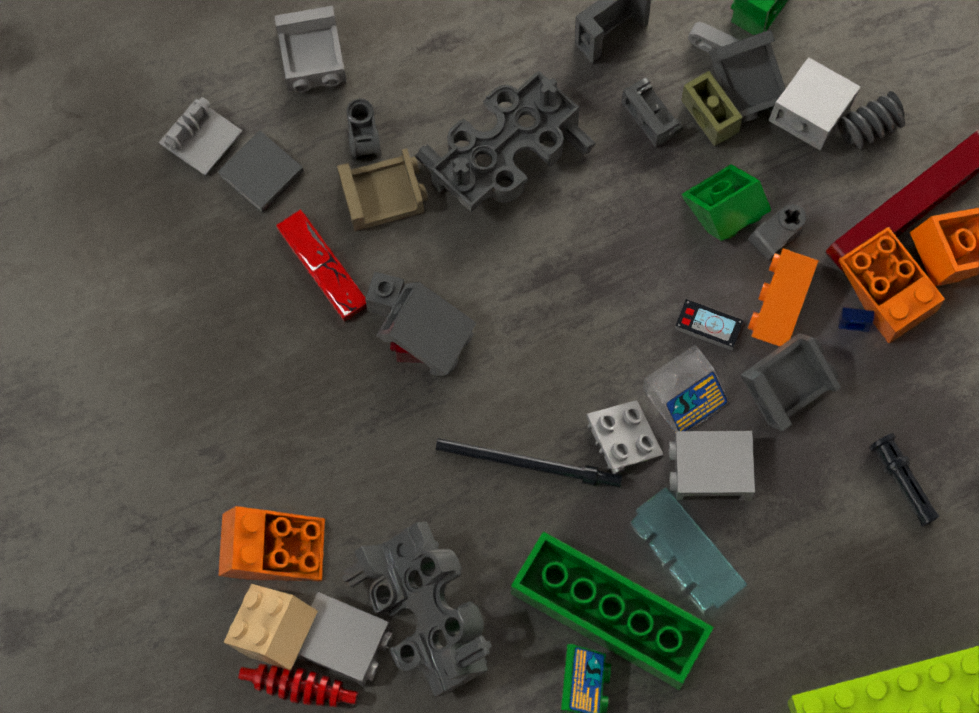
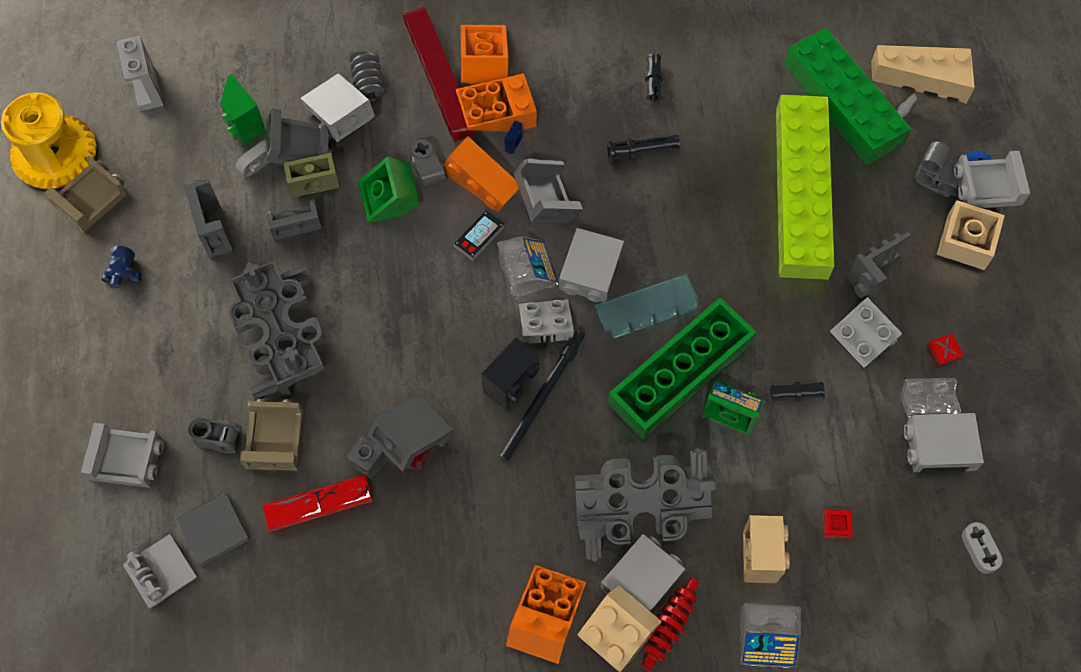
camera: 75 degrees left, 5 degrees down
(532, 413) = (508, 372): none -> black slope

